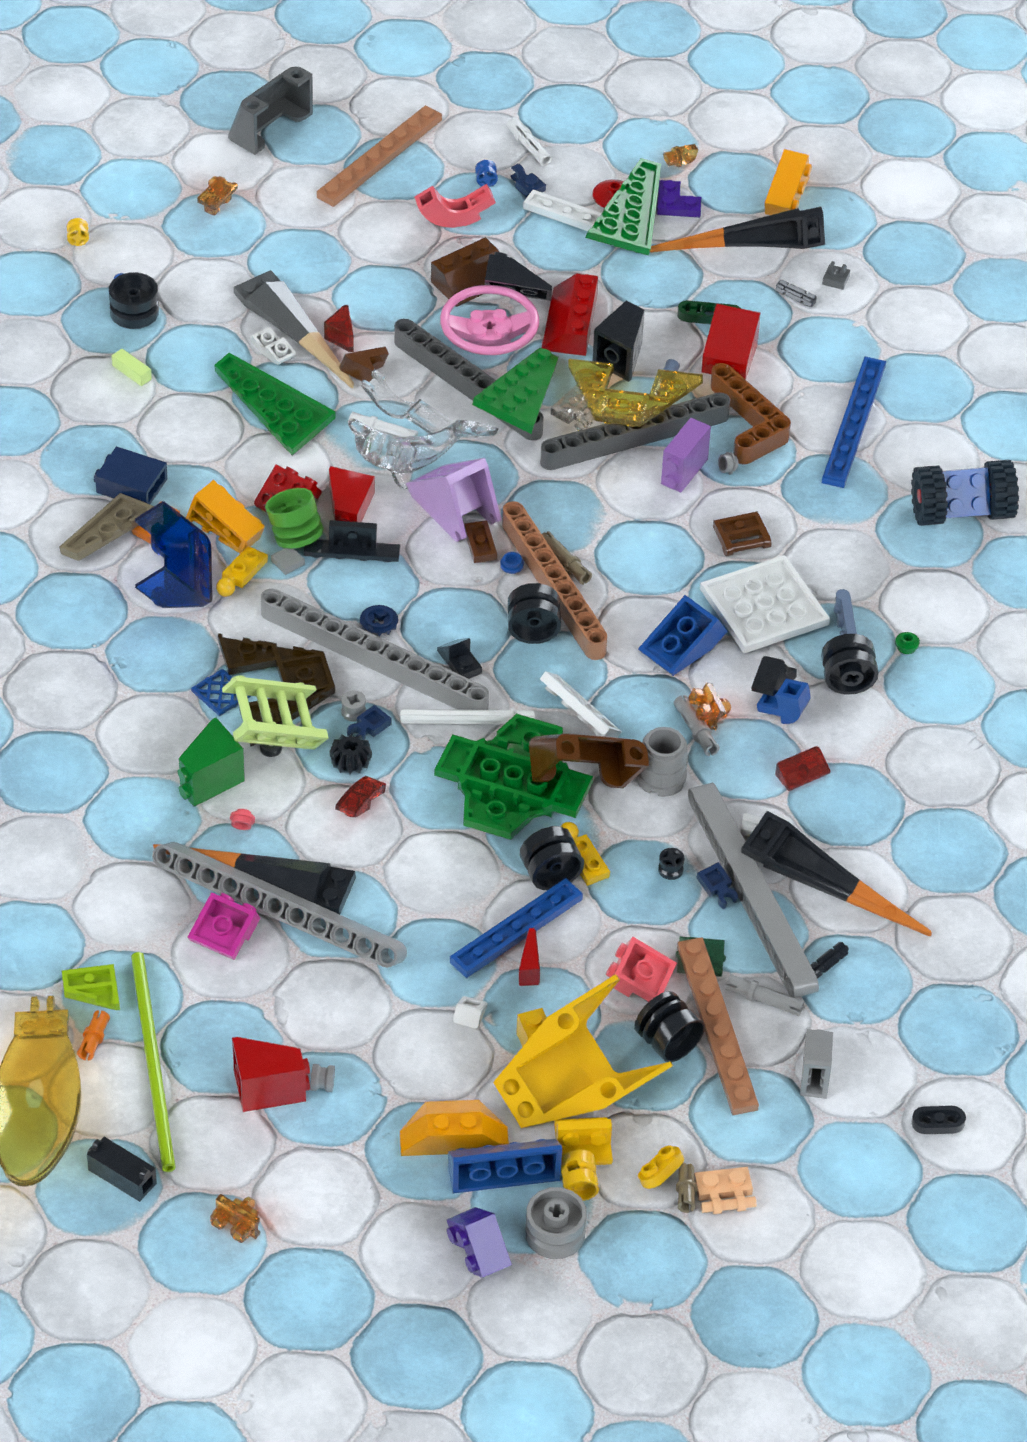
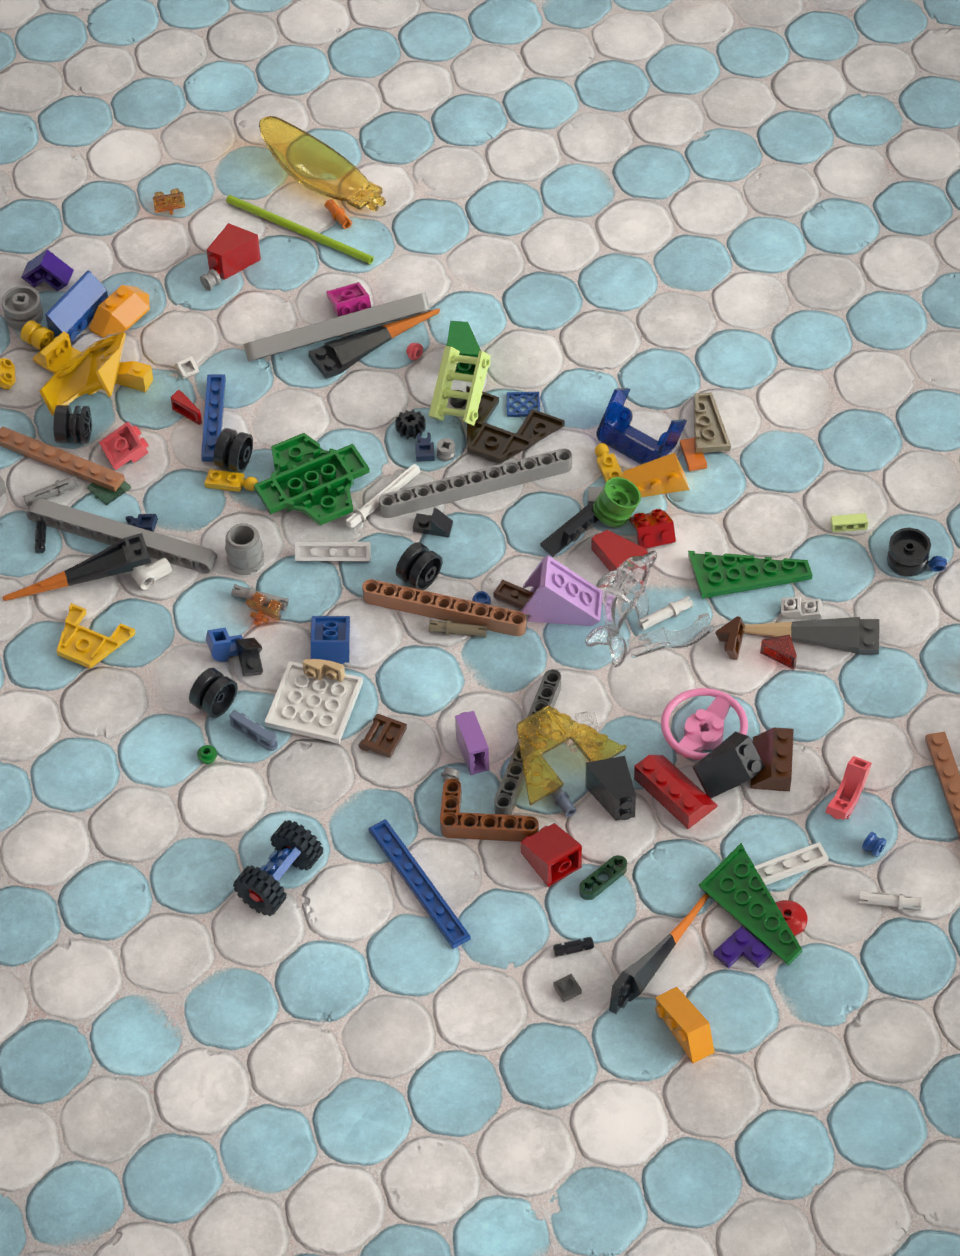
camera: 135 degrees right, 5 degrees up
(92, 985) = (369, 231): lime wing -> none
(121, 1168) = (245, 177): black brick -> none
(130, 475) = (741, 459): dark blue brick -> none
(359, 796) = (375, 409): clear red slope -> none
(380, 613) = (496, 501): dark blue gear -> none
(450, 366) = (663, 685): dark grey beam -> none
(520, 391) = (615, 688): green wing -> none
(526, 183) = (842, 868): dark blue plate -> none
(618, 758) = (280, 502): reddish brown windscreen -> none
(676, 859) = (178, 513): black wheel -> none
(681, 155) = (788, 981): clear orange piece -> none
(731, 603) = (318, 668): none -> tan slope
(802, 768) = (174, 625): clear red slope -> none
(906, 817) = (85, 645): none -> yellow wing

